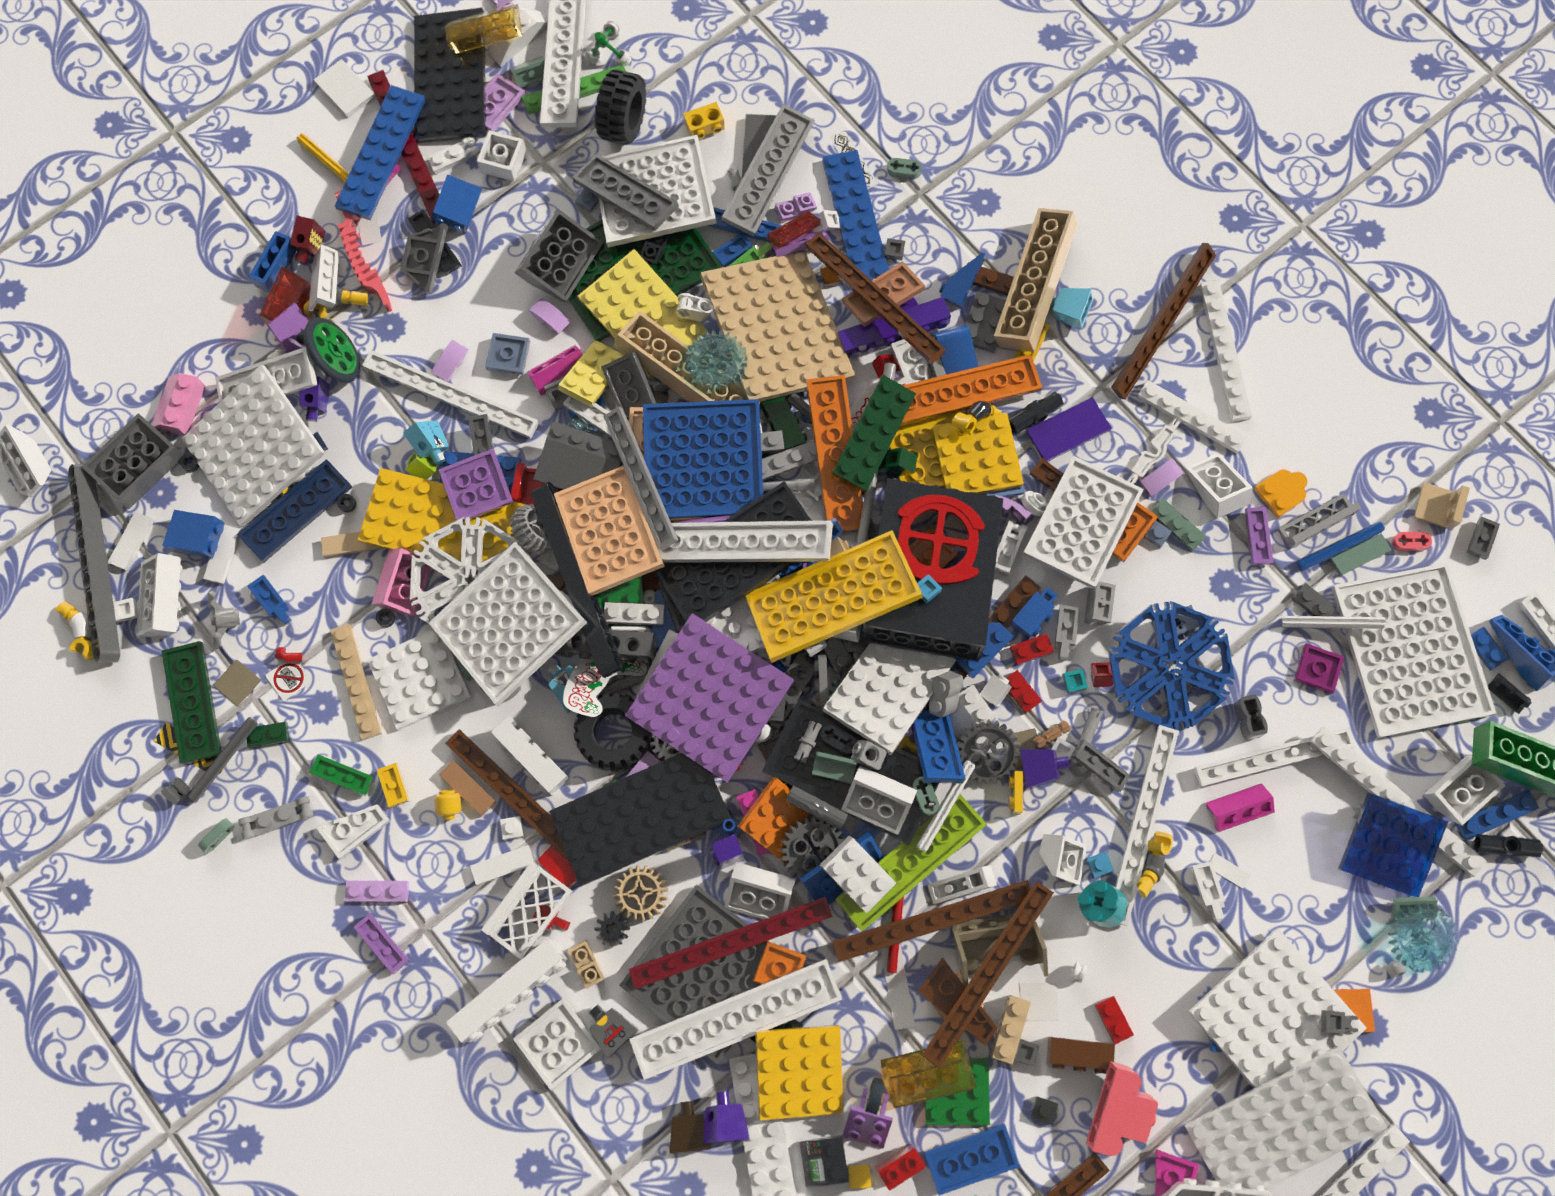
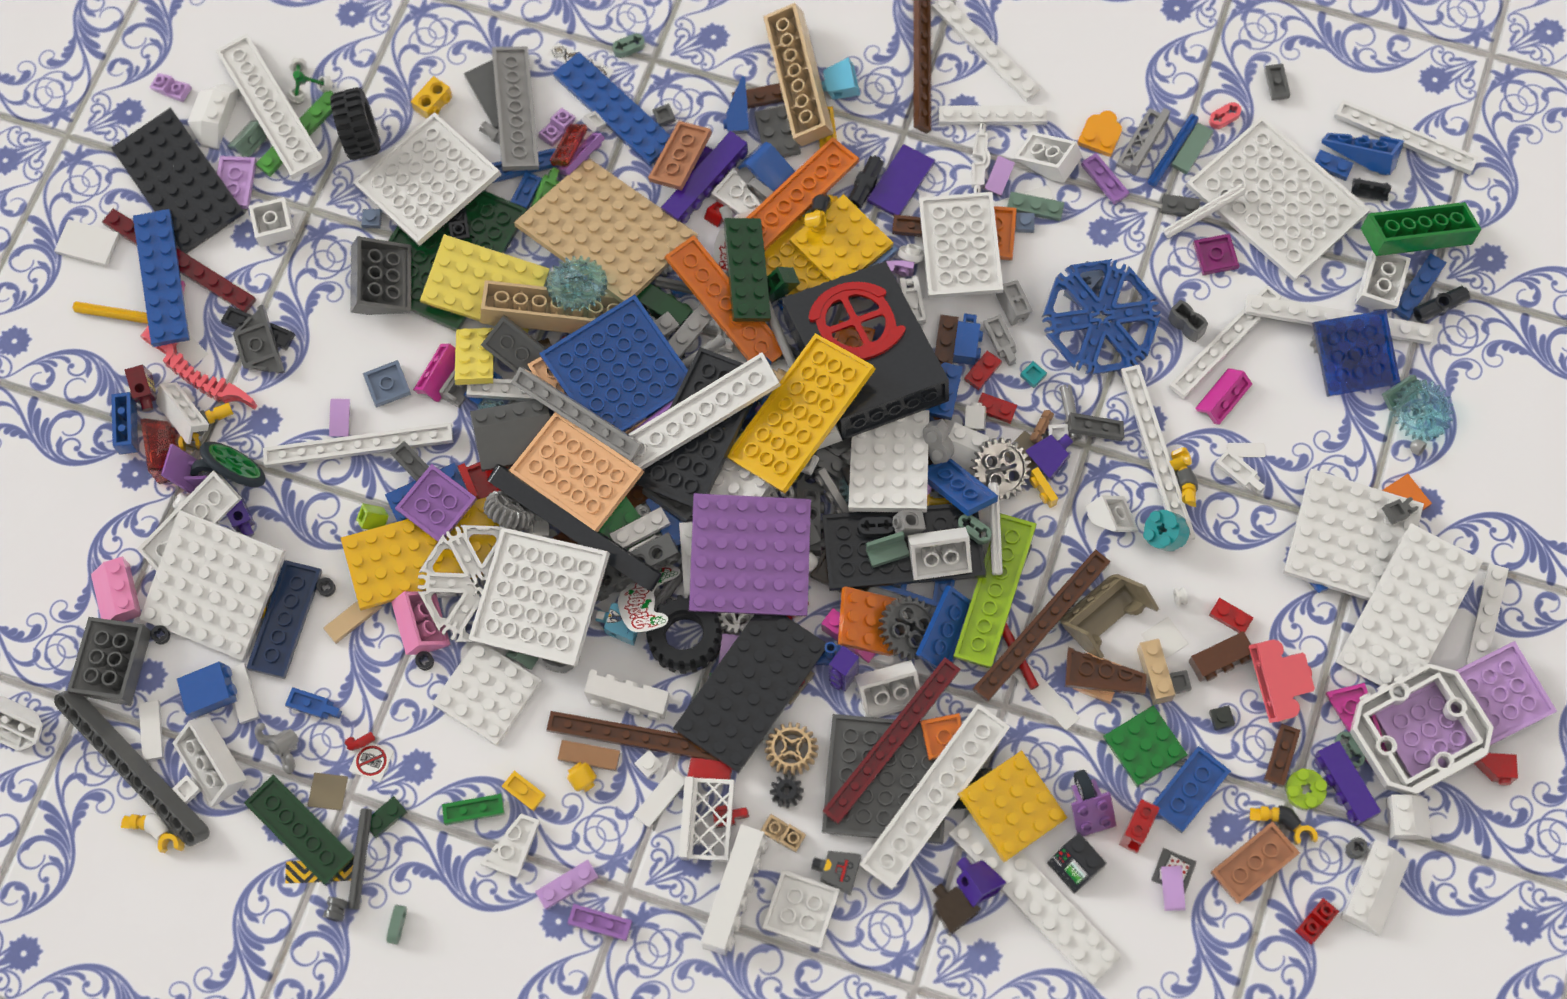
camera: 30 degrees left, 5 degrees down
(276, 818) = (439, 879): light grey plate -> none
(356, 681) = (434, 727): tan plate -> none
(427, 440) = (366, 492): medium azure torso -> none
(453, 155) = (225, 247): white hinge -> none
(456, 204) = (258, 284): blue brick -> none
(484, 29) = (187, 123): clear yellow slope -> none
(550, 315) = (405, 331): lavender slope -> none
(625, 192) = (405, 191): dark grey plate -> none
(694, 308) = (528, 254): white piece -> none
(807, 742) = (852, 543): light grey pin -> none
(816, 807) = (893, 590): dark grey axle -> none
(829, 278) = (624, 167): reddish brown tile -> none
(857, 874) = (960, 621): white brick -> none
(859, 1176) = (1113, 858): yellow tile -> none
(875, 298) = (676, 161): reddish brown plate -> none
(915, 1080) = (1115, 743): clear yellow slope -> none
(929, 588) = (876, 360): dark azure plate -> none
(962, 884) = (1046, 584): white slope -> none
(987, 975) = (1112, 636): reddish brown plate -> none
(1099, 864) = (1144, 505): dark azure plate -> none
(1101, 674) = (1051, 357): red slope -> none
(1441, 505) = (1230, 75): tan bracket -> none

